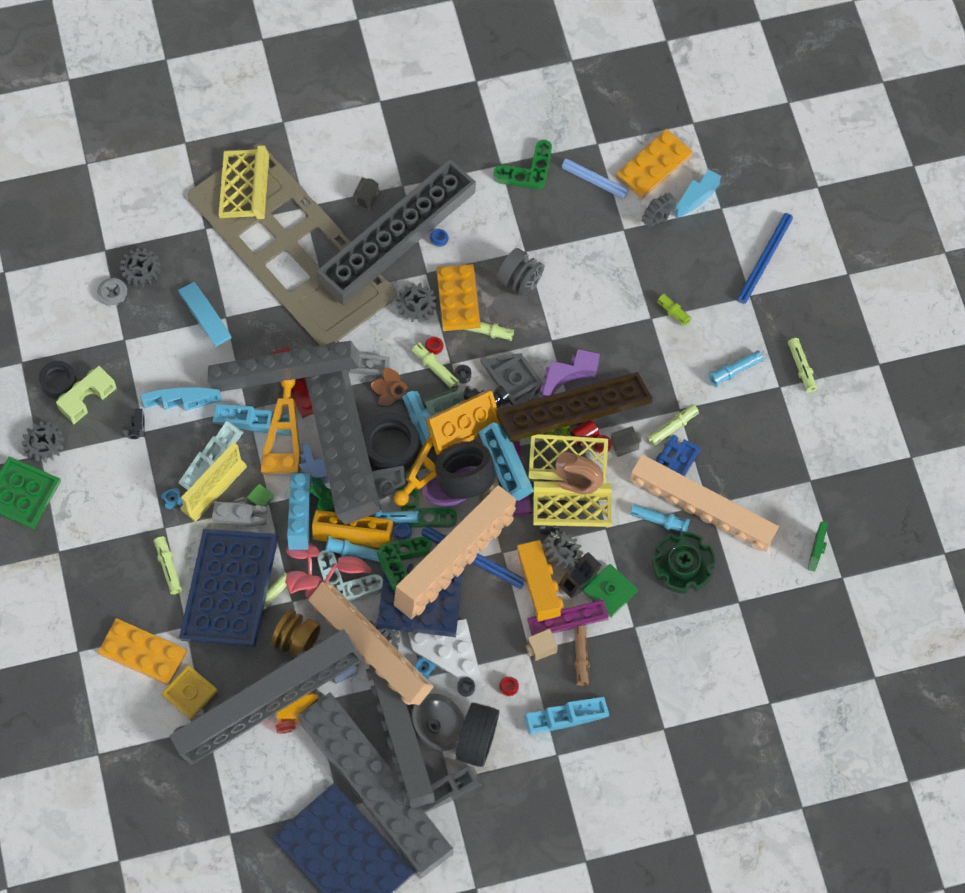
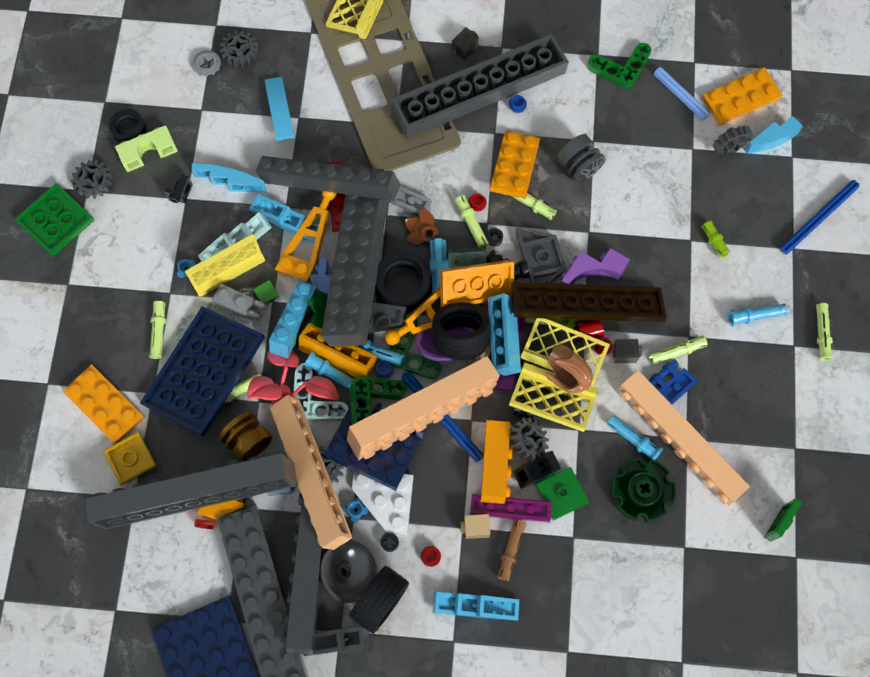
camera: 20 degrees right, 5 degrees up
(413, 310) = (483, 159): dark grey gear -> none

